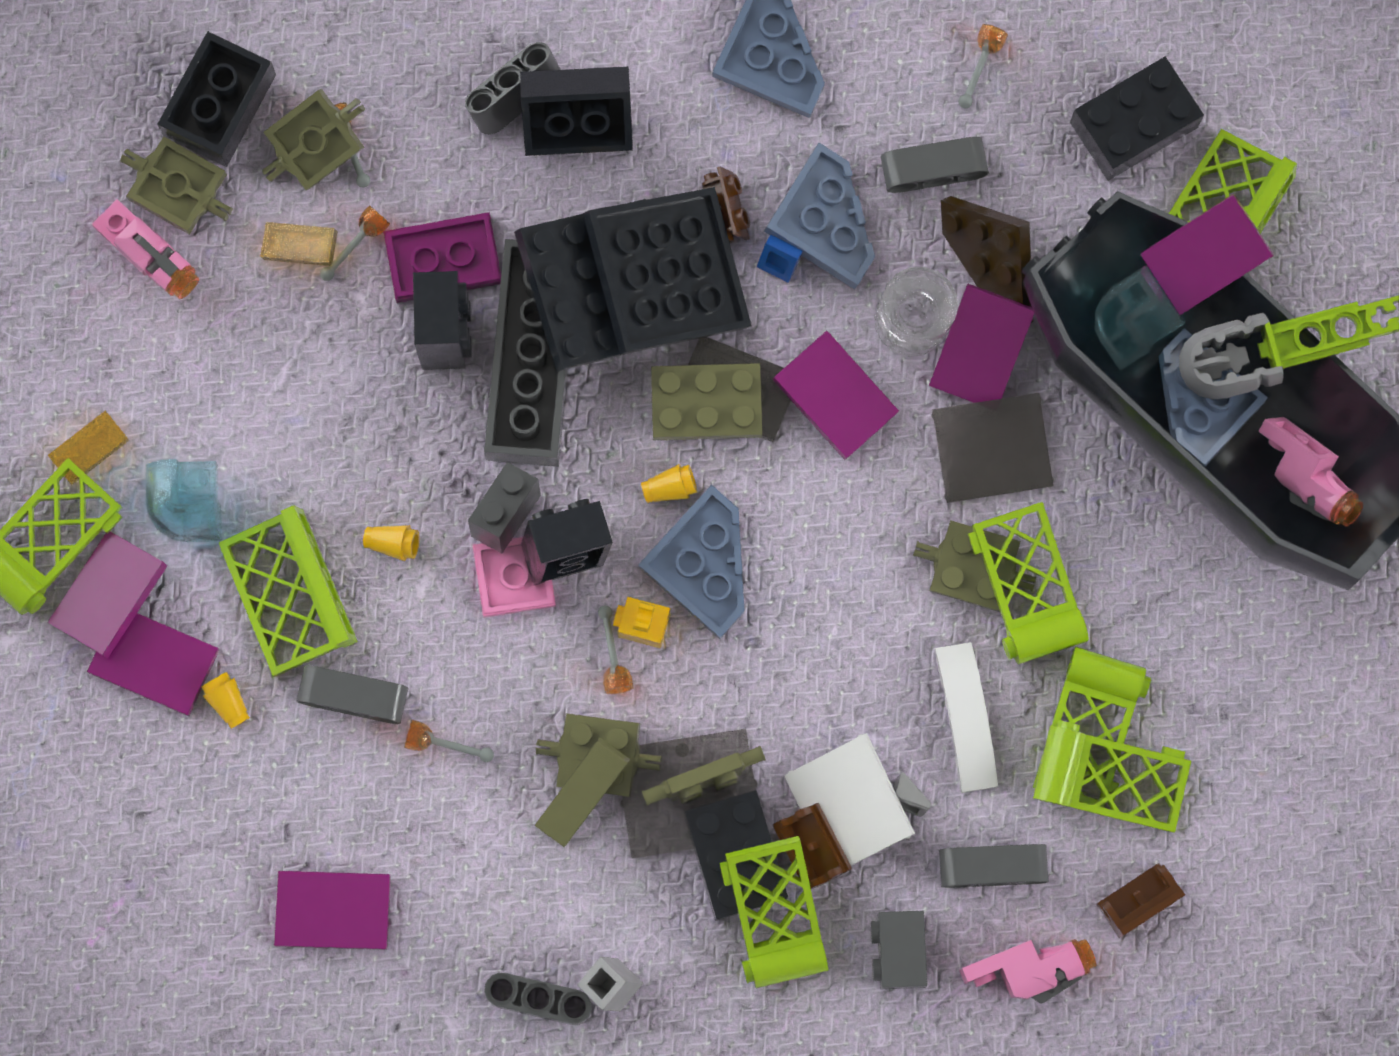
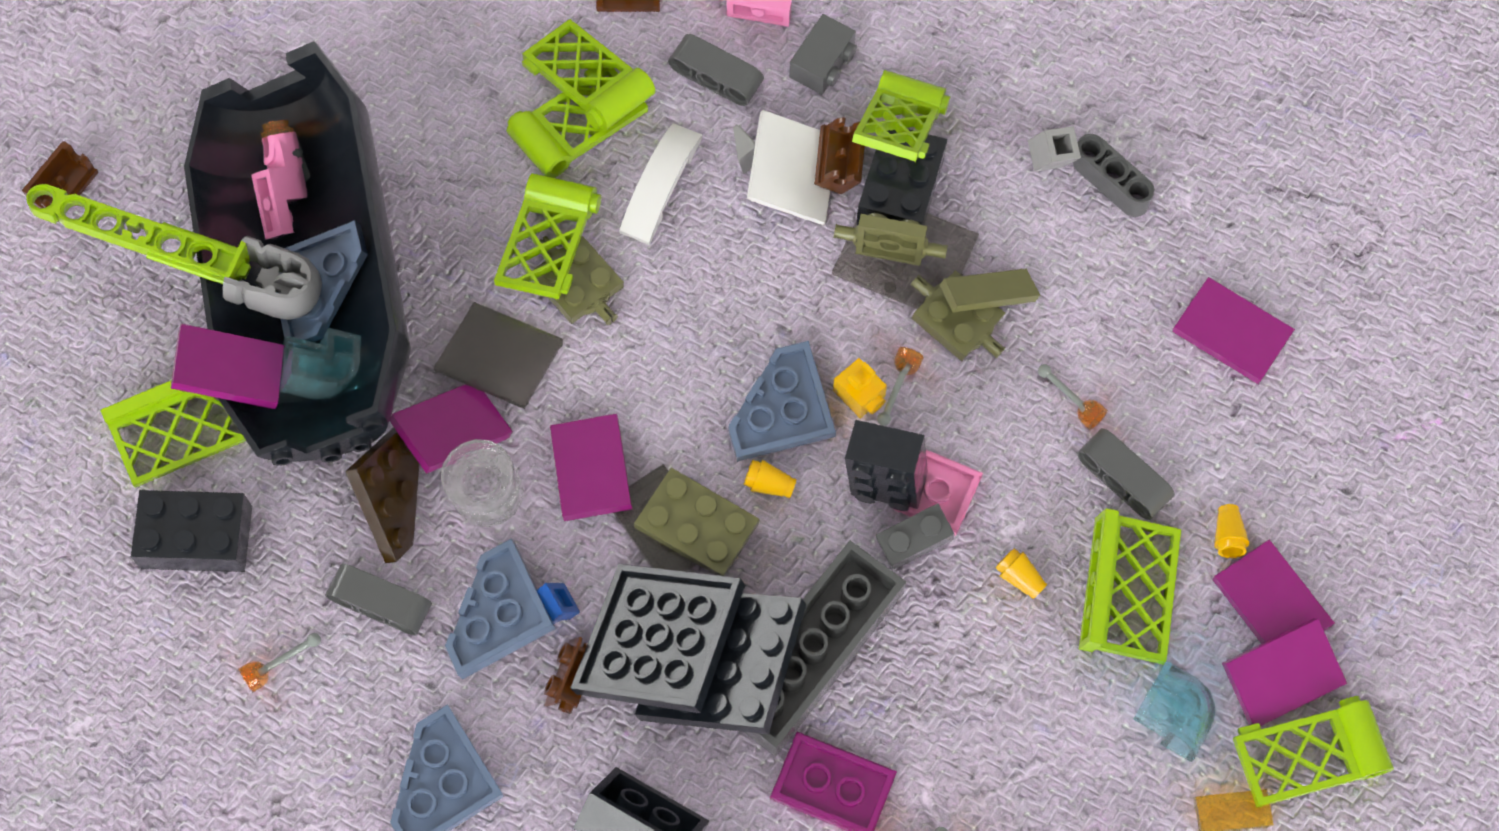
camera: 145 degrees left, 10 degrees down
(441, 320) = (875, 708): black brick -> none

